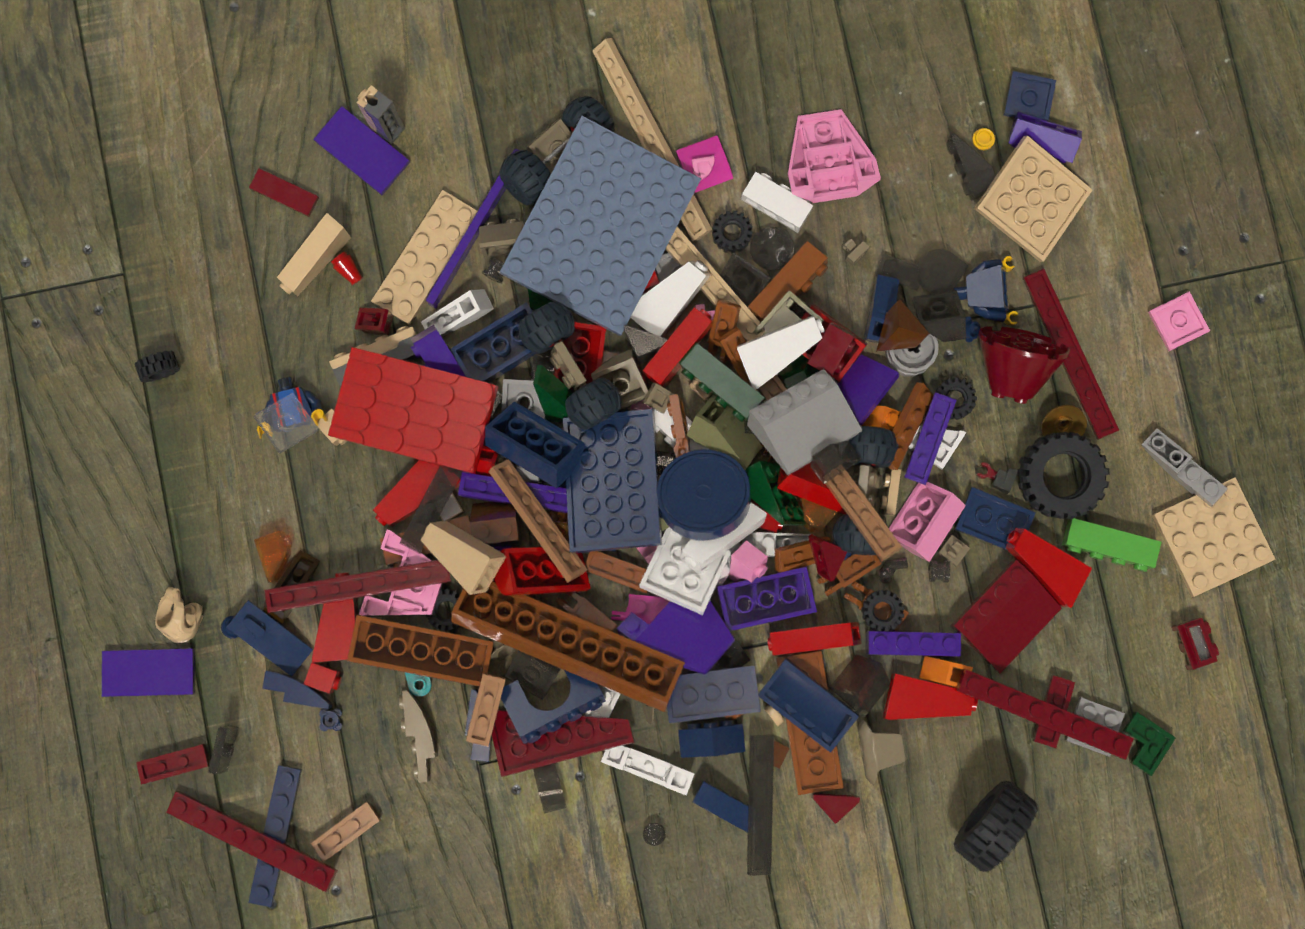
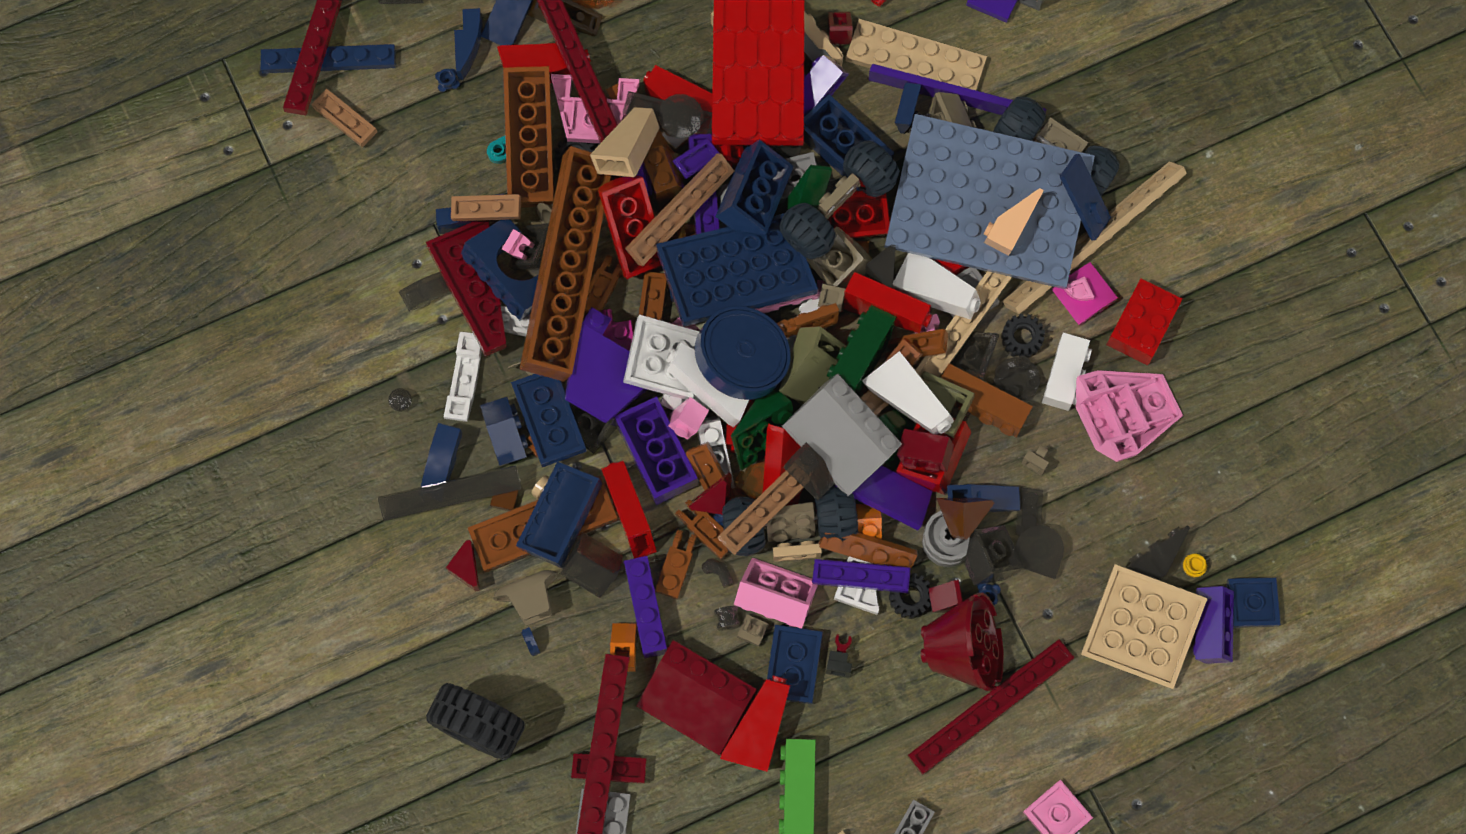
camera: 75 degrees right, 10 degrees down
(323, 678) = (485, 62): red brick -> none
(417, 724) = (459, 157): dark tan slope -> none
(439, 497) = (680, 116): none -> clear smoke dish
(460, 312) = (869, 99): white slope -> none
(477, 277) = (907, 106): none -> dark blue slope
(487, 492) = (695, 158): none -> dark purple tile
(529, 687) = (516, 244): none -> bright pink tile
(620, 135) = (1085, 197): none -> dark blue piece
(635, 211) = (1009, 225): none -> light nougat slope
(746, 117) = (1144, 321): none -> red brick
(896, 607) = (665, 553): black tyre -> none
(916, 759) = (530, 641): none -> dark blue tile
(923, 699) = (591, 628): red slope -> none
(969, 366) = (945, 596): none -> dark red slope
(988, 290) = (1034, 601): torso -> none
(1074, 417) = (903, 714): pearl gold dish -> none
(1092, 468) = (857, 685): black tyre -> none

